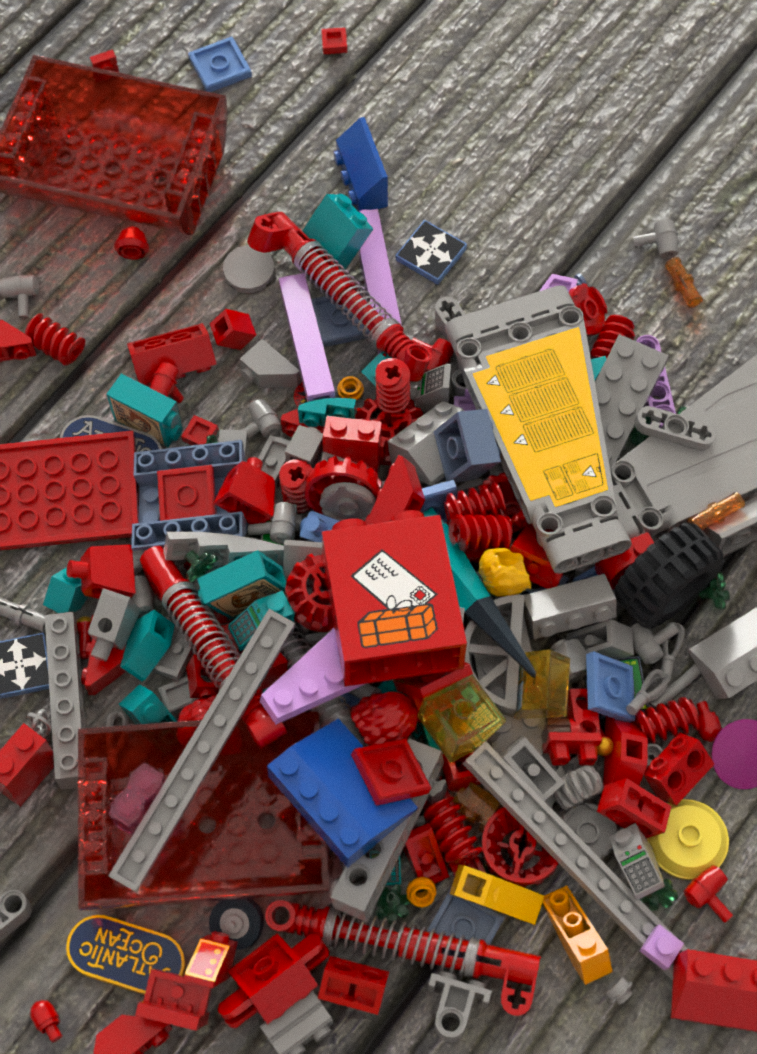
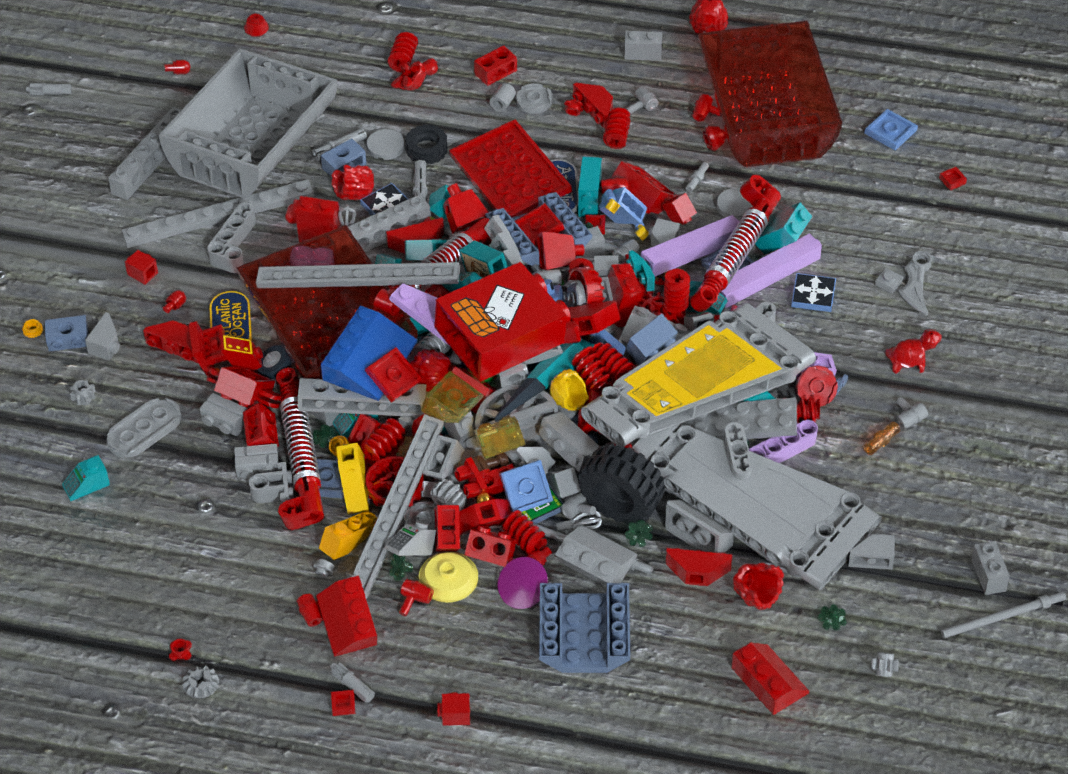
camera: 65 degrees right, 15 degrees down
(72, 232) = (703, 107): none -> red piece
(105, 60) = (845, 71): red plate -> none
(112, 623) = (428, 221): light grey torso -> none
(182, 290) = (697, 177): none -> light grey bar
(199, 564) = (487, 239): clear green plant -> none
(205, 386) = (624, 208): none -> medium blue torso
(362, 167) = (852, 229): blue slope -> none
(401, 1010) = (256, 460): none -> light grey brick
(451, 171) = (888, 280): none -> light grey plate
(478, 156) = (913, 291): none -> light grey piece
(575, 195) = (912, 351): none -> red animal
(644, 698) = (531, 510): light grey piece -> none
(661, 947) = (362, 569): lavender plate -> none
(681, 1034) = (309, 609): none -> red piece
(718, 511) = (699, 504): clear orange pin -> none

